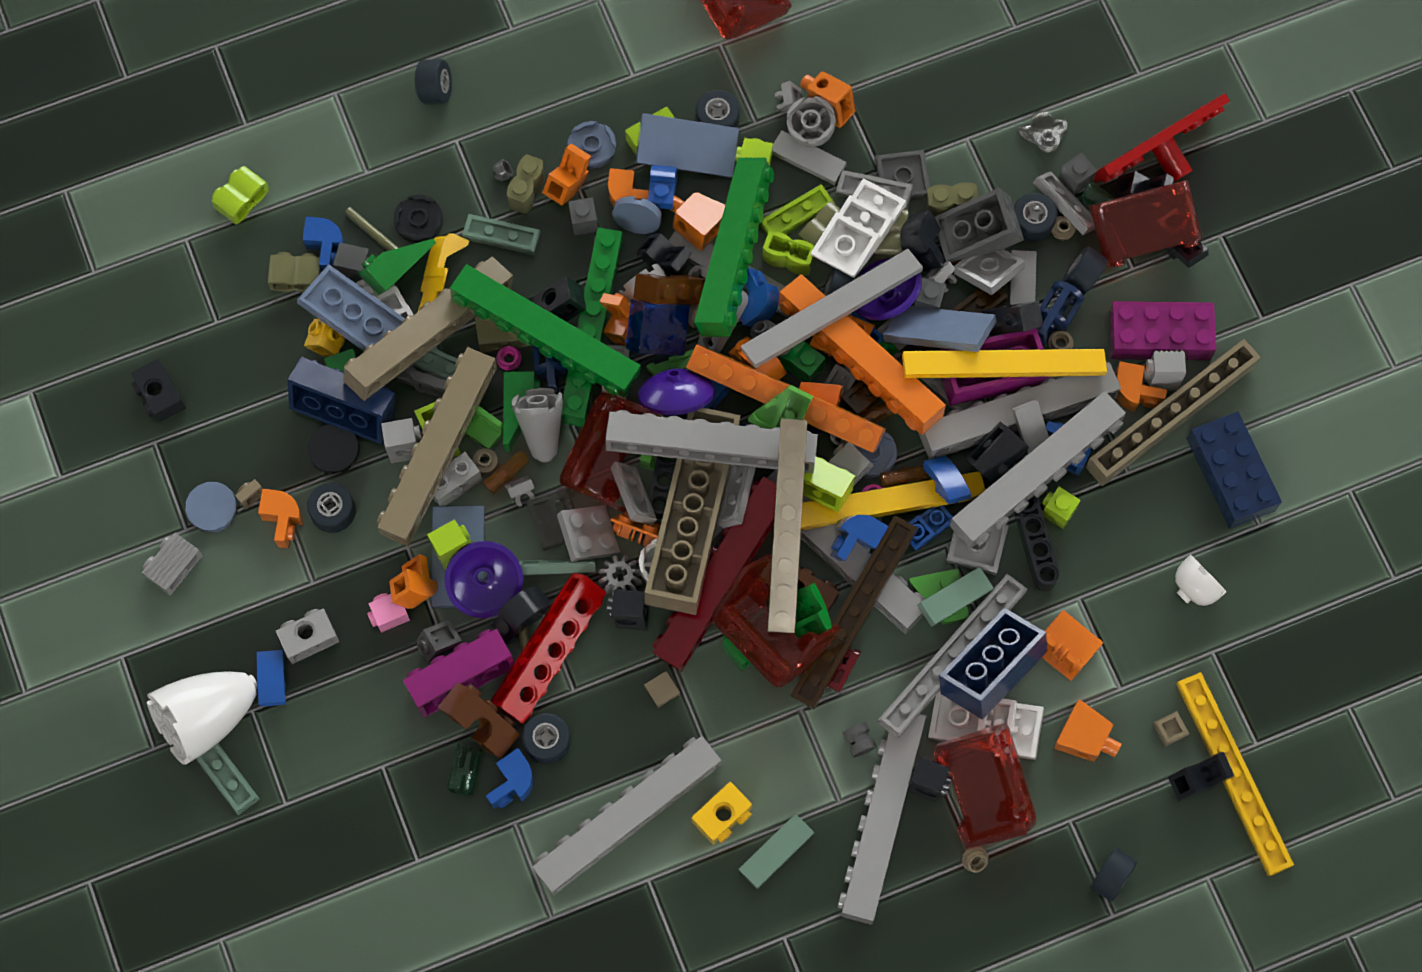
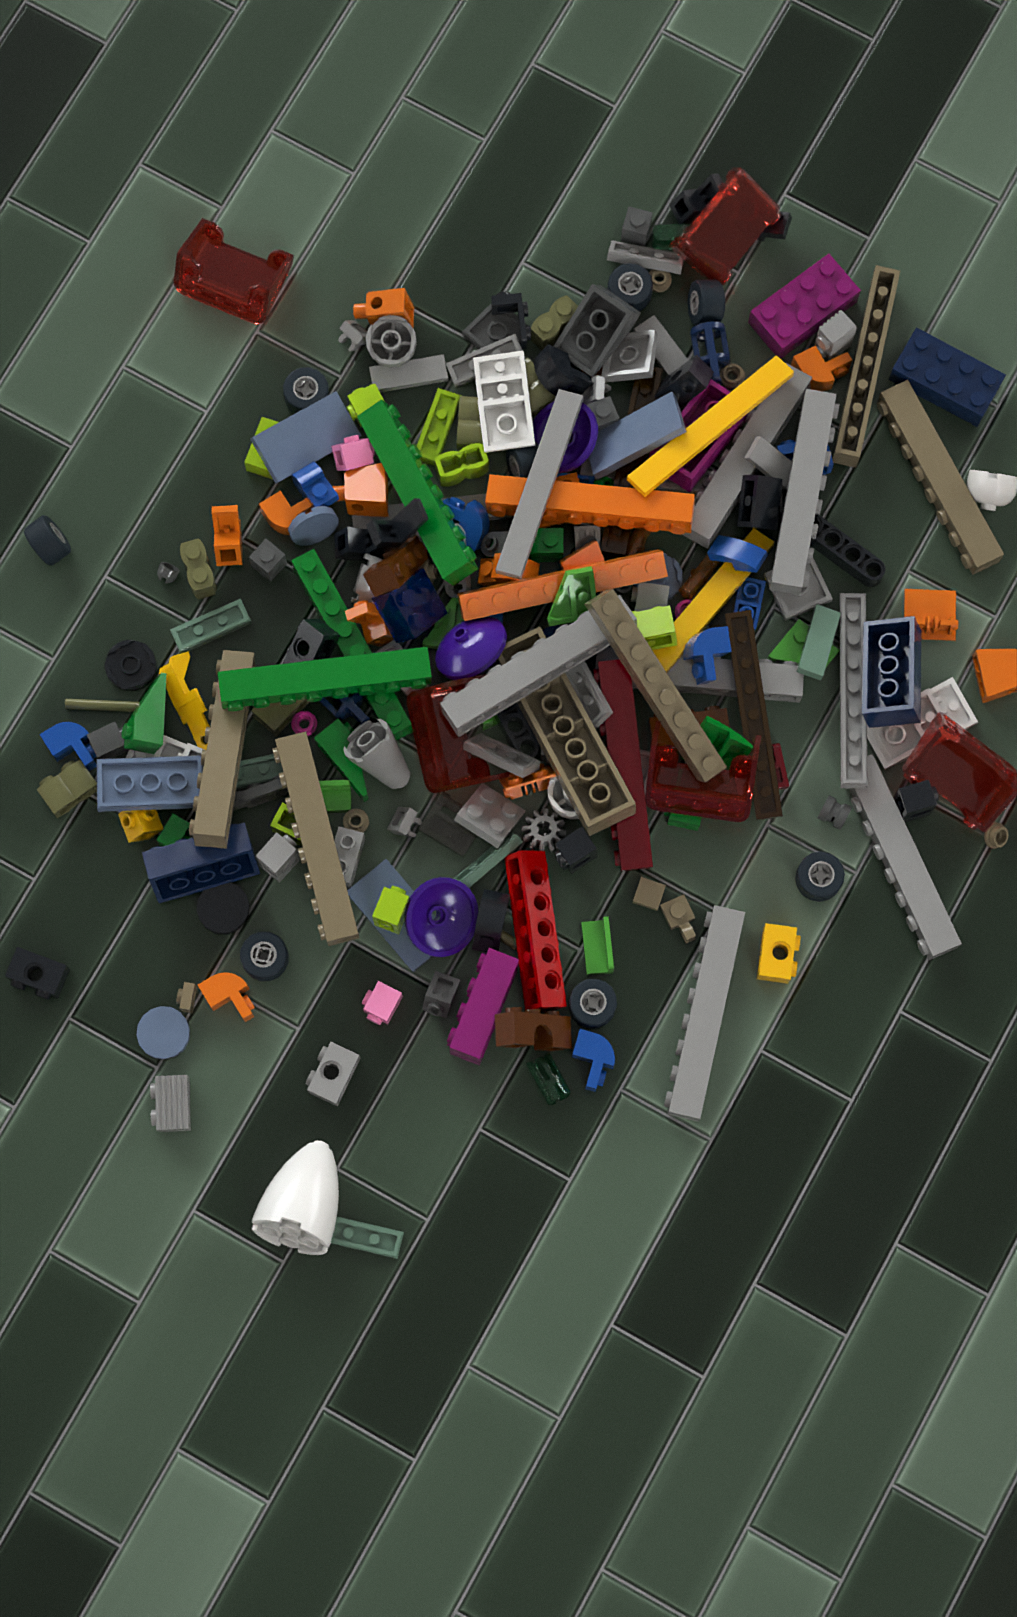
camera: 40 degrees left, 5 degrees up
(271, 678) = (333, 1130): blue slope -> none
(413, 583) = (386, 964): orange brick -> none
(506, 472) = (380, 817): clear orange axle -> none
(587, 698) = (597, 947): none -> bright green panel
(596, 141) = (222, 489): sand blue tile -> none
(671, 724) = (678, 915): none -> dark tan plate
(692, 262) = (396, 531): none -> black bracket
(713, 183) = (353, 453): none -> bright pink brick
(776, 851) = (841, 949): sand green tile -> none
(806, 771) = (826, 870): none -> black wheel
(929, 160) = (512, 303): none -> black bracket
(1044, 131) = (576, 209): clear smoke plate -> none
(1060, 507) = (839, 508): lime brick -> none
(1163, 544) = (940, 477): none -> dark tan brick
(1164, 145) = (684, 151): red plate -> none

